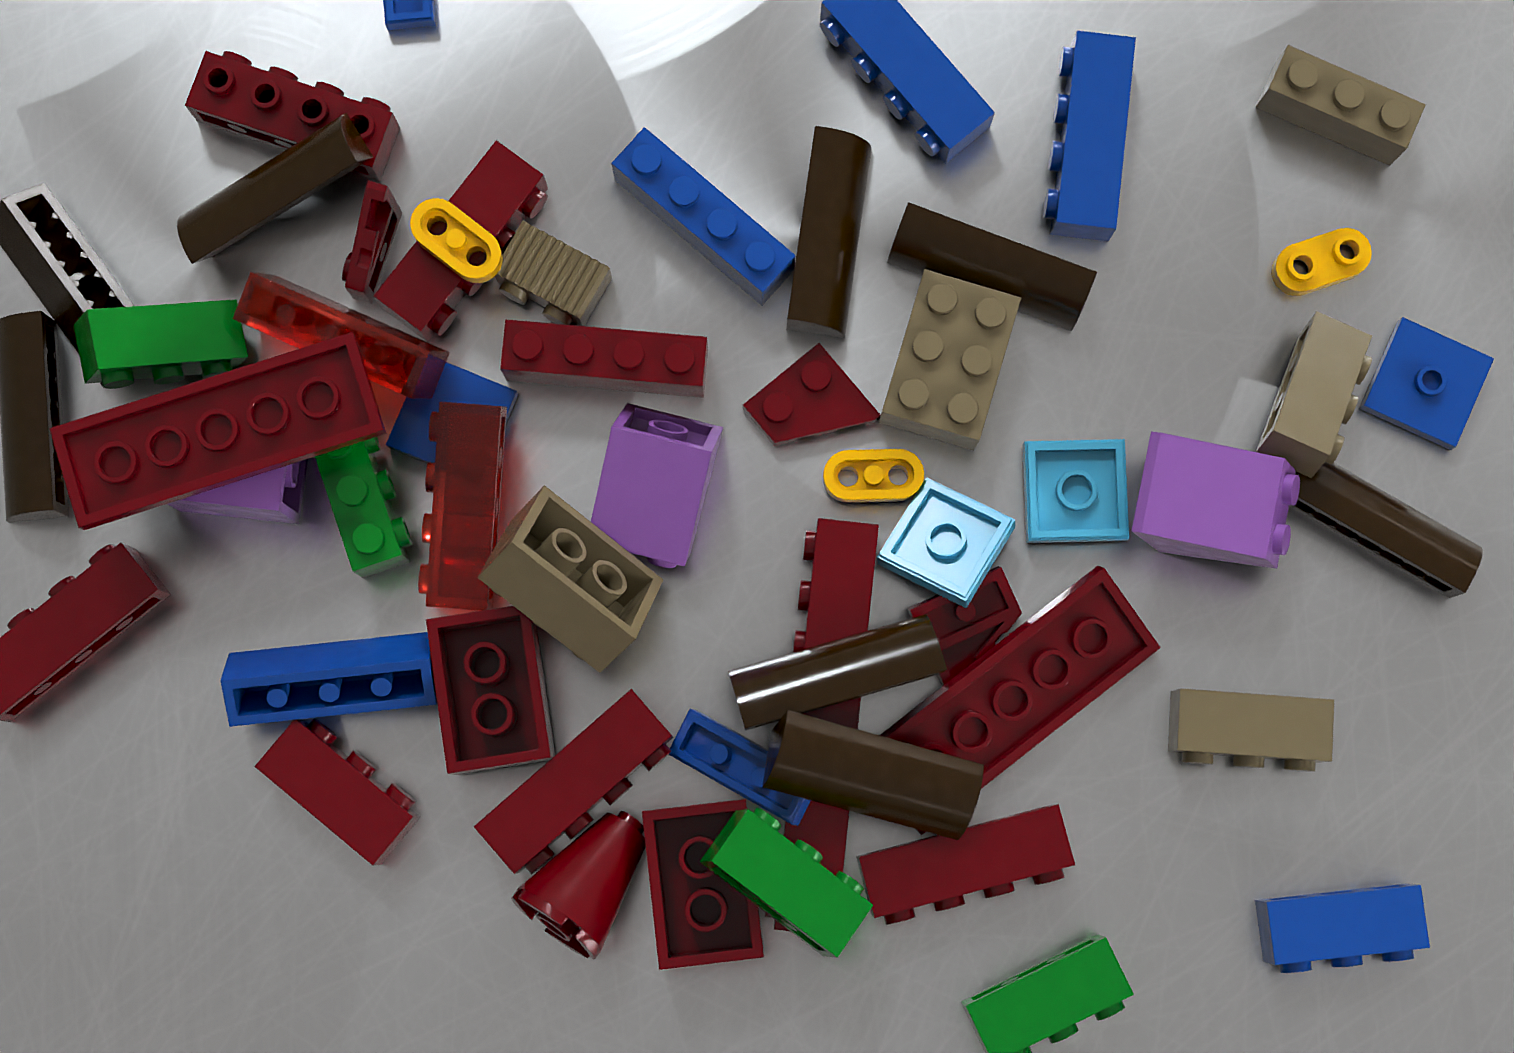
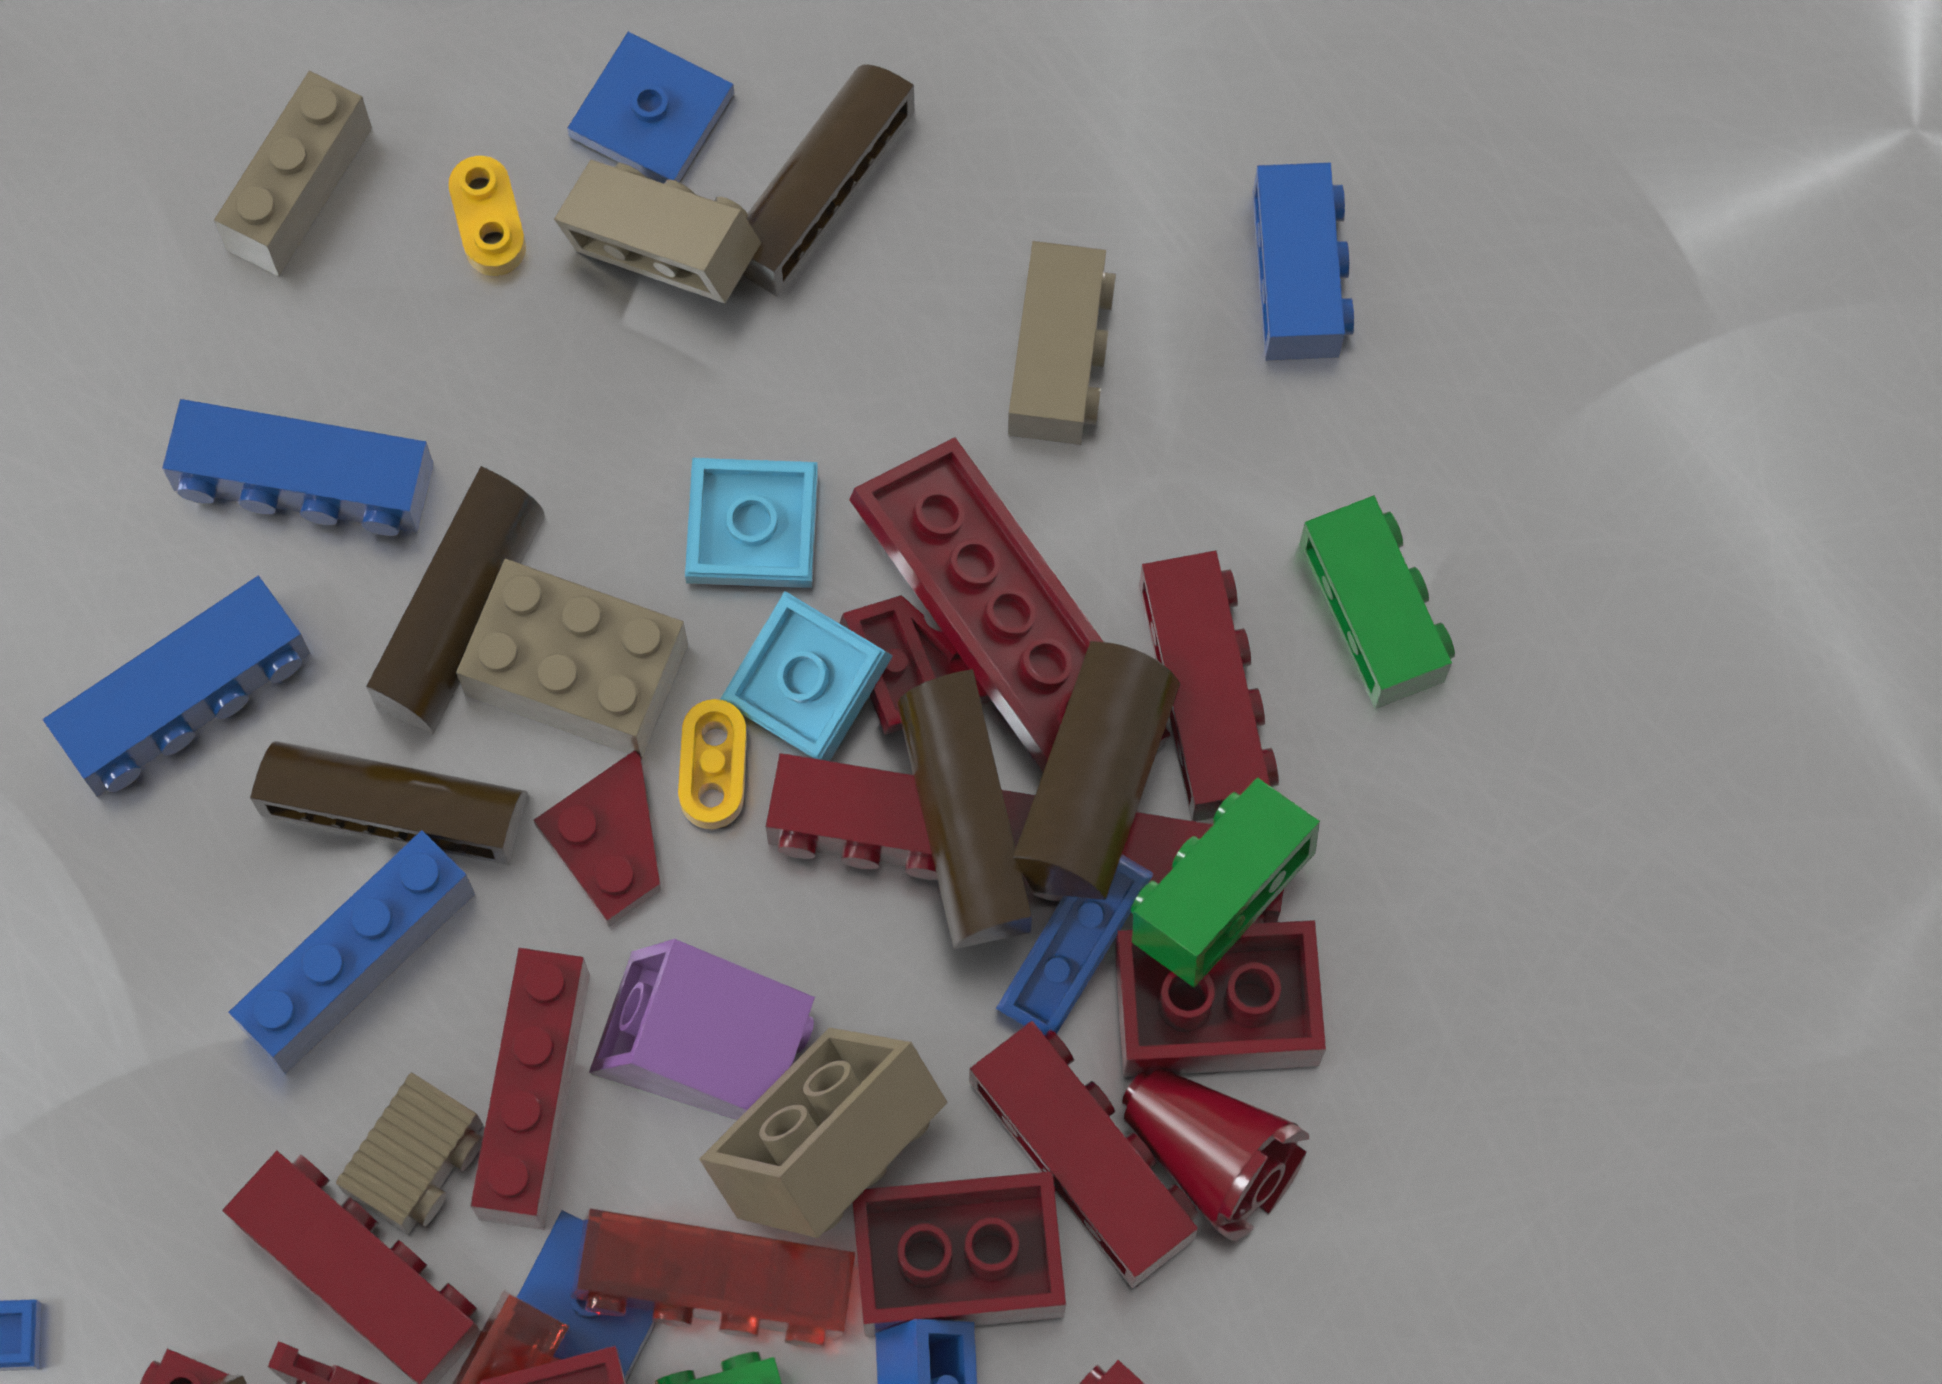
camera: 85 degrees left, 10 degrees down
(458, 241) = (354, 1258): yellow plate -> none
(1215, 501) = (783, 349): medium lavender slope -> none

